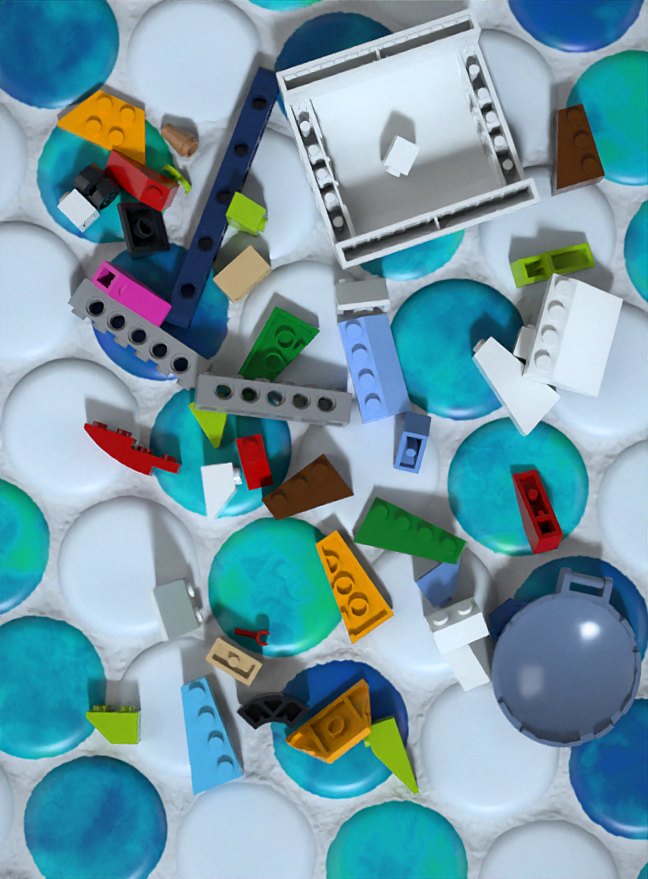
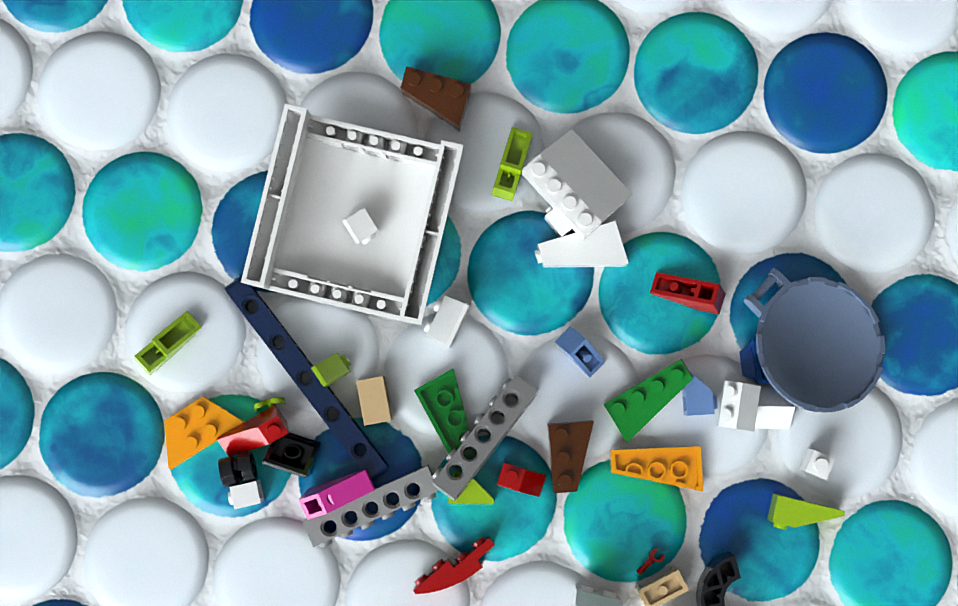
camera: 50 degrees left, 0 degrees up
(174, 46) = (167, 343): none -> lime slope
(182, 141) = (244, 382): medium nougat cone -> none
(219, 486) = (524, 518): white slope -> none
(336, 726) = (757, 541): light orange wing -> none
(374, 368) = (507, 345): light blue slope -> none
(448, 738) = (817, 464): none -> white brick

